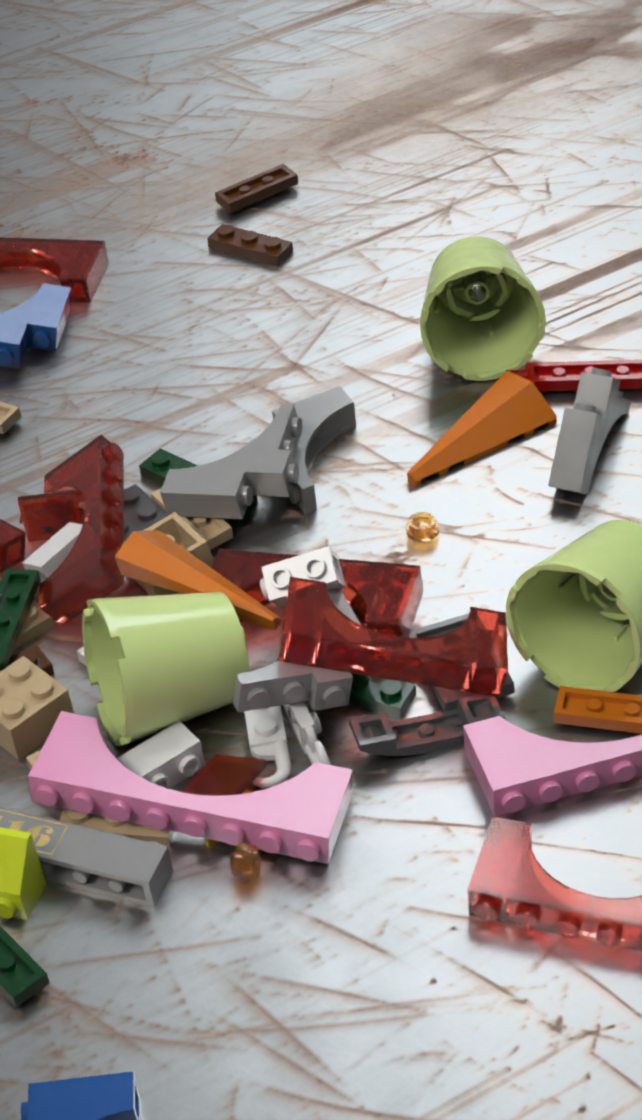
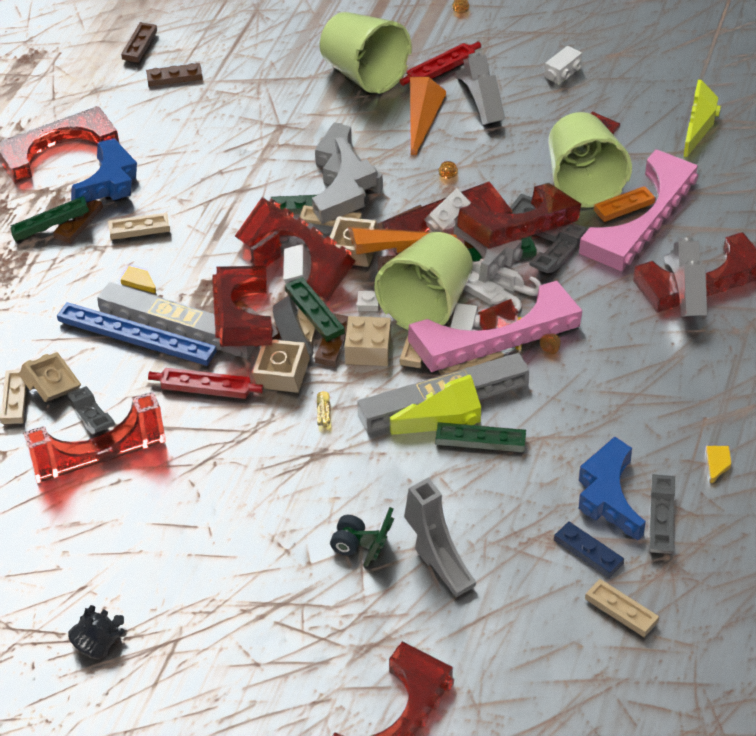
camera: 45 degrees left, 5 degrees up
(534, 882) = (689, 277): none -> light grey arch

